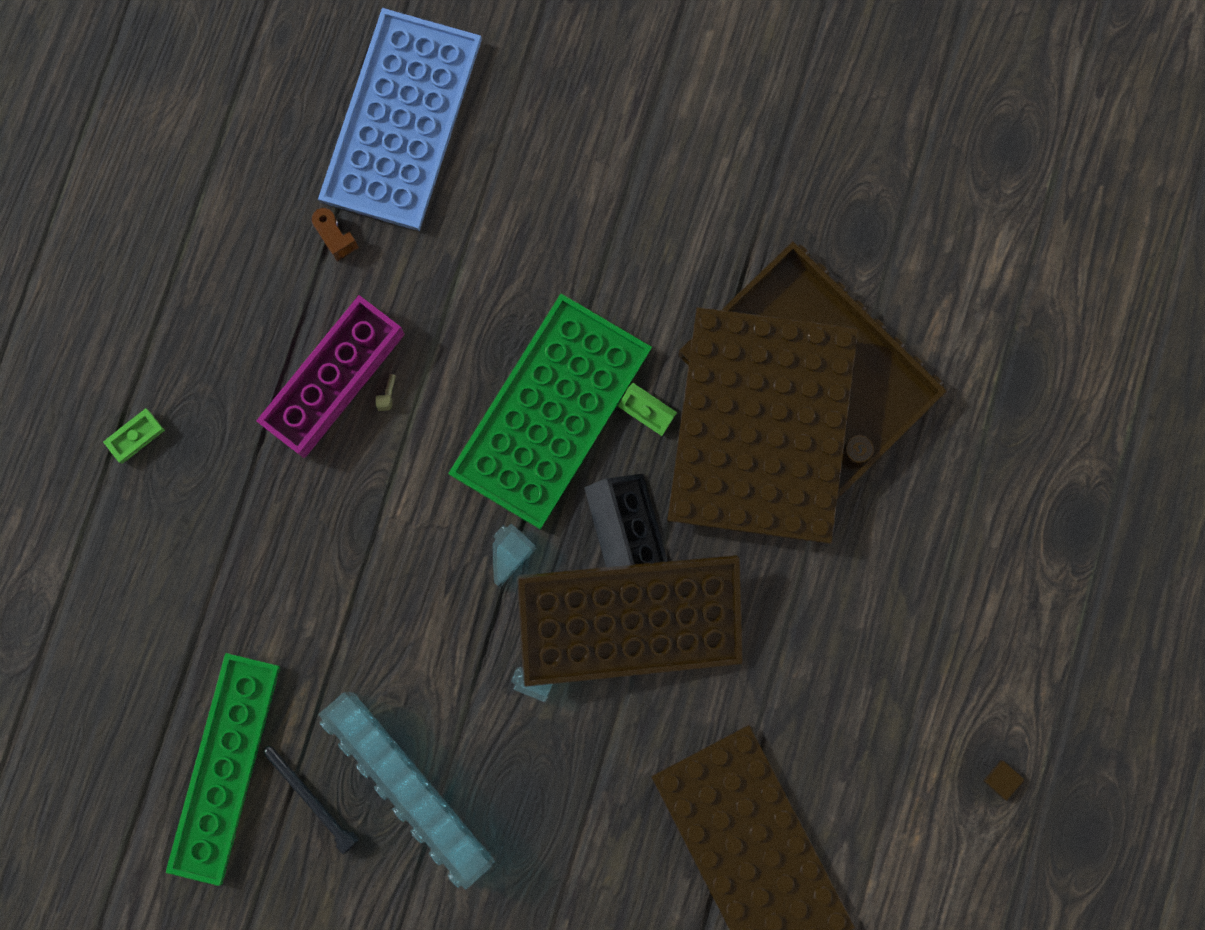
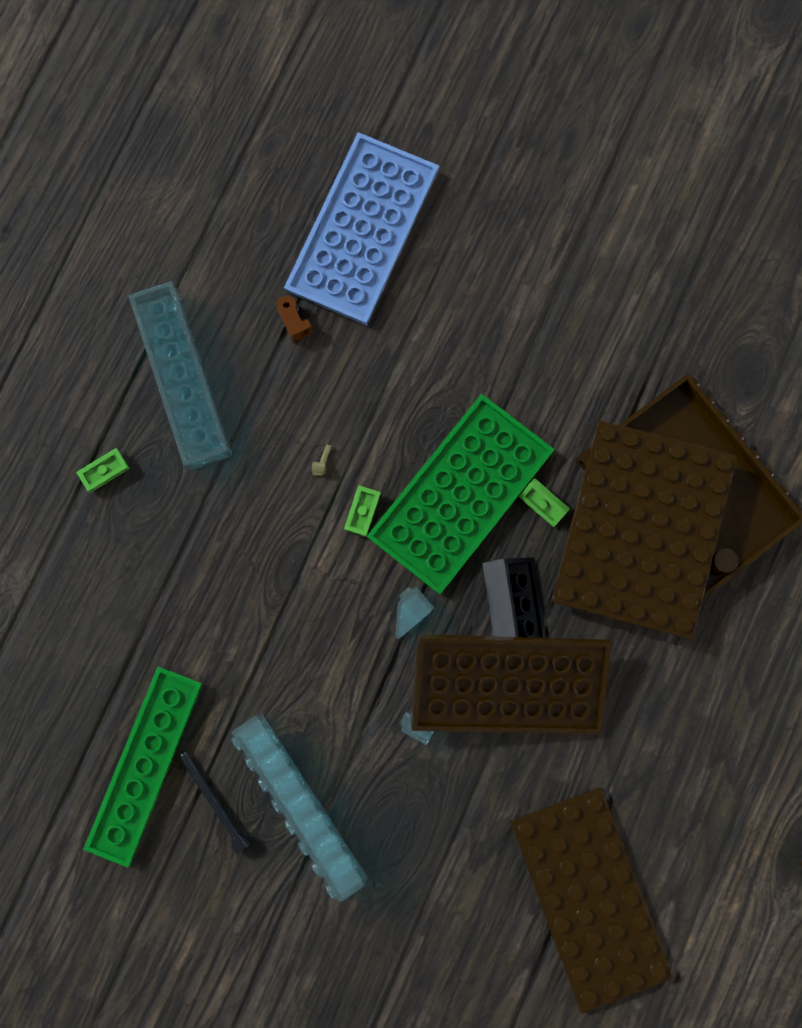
camera: 10 degrees right, 0 degrees up
(209, 315) = (180, 376): none -> clear light blue brick
(331, 376) = (277, 440): magenta brick -> none
(440, 445) = (362, 511): none -> bright green plate

